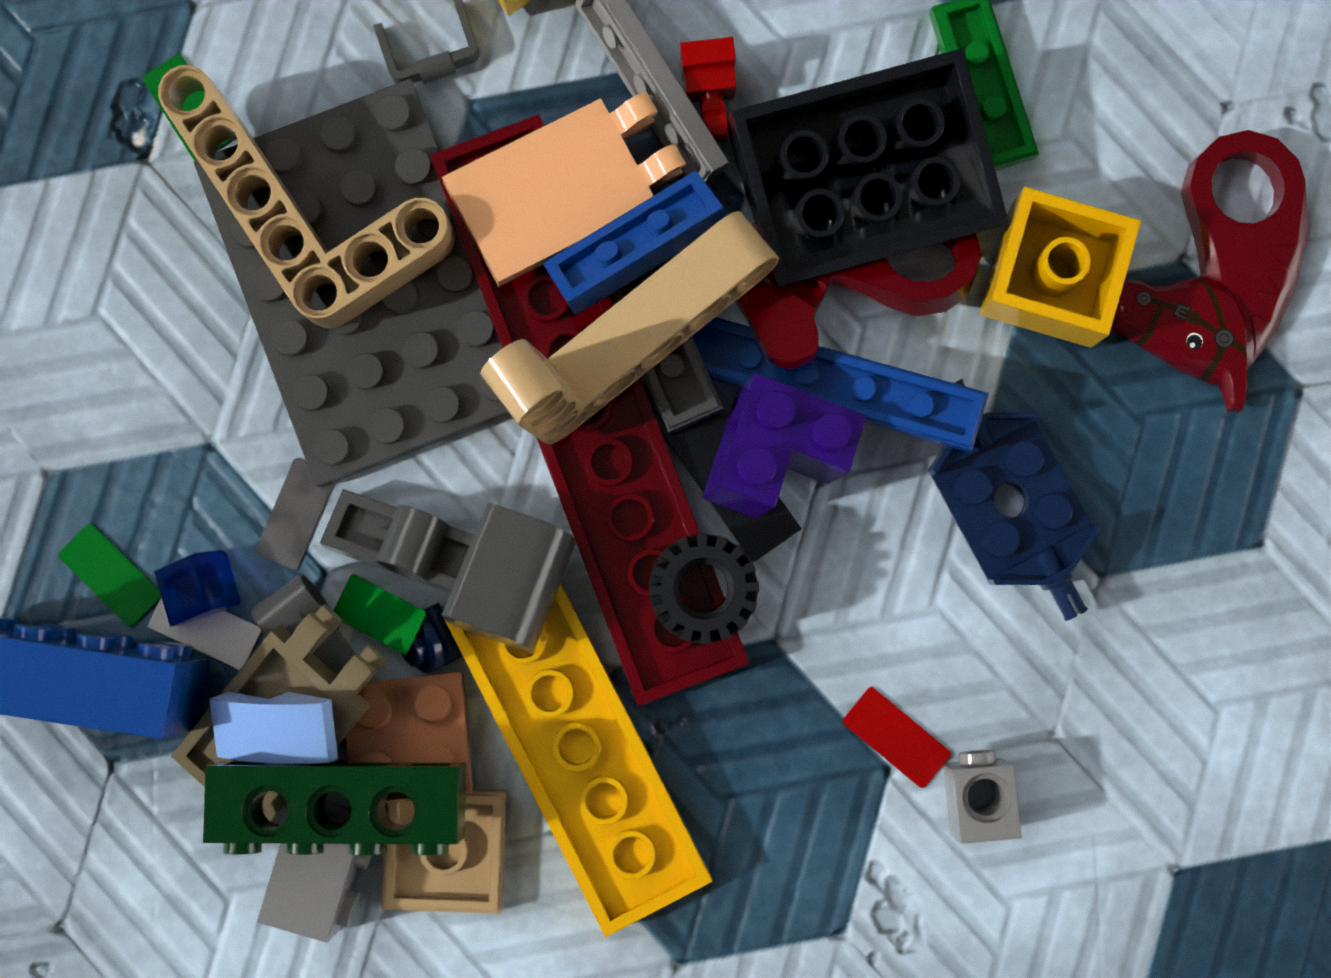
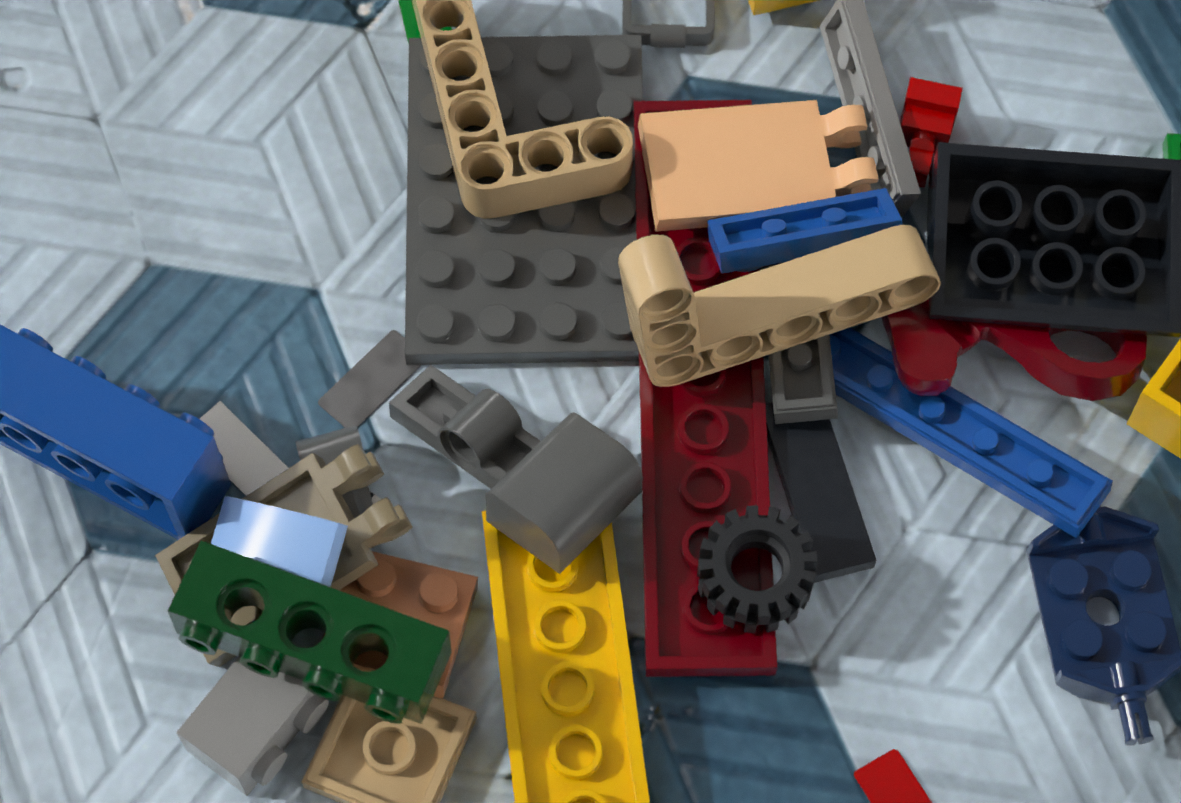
camera: 20 degrees right, 20 degrees down
(110, 574) = (168, 370): green sticker -> none
(197, 587) = (249, 409): clear blue slope -> none
(379, 614) = (419, 492): green sticker -> none
(433, 643) = (457, 537): dark blue plate -> none
(776, 431) = (883, 450): dark purple brick -> none

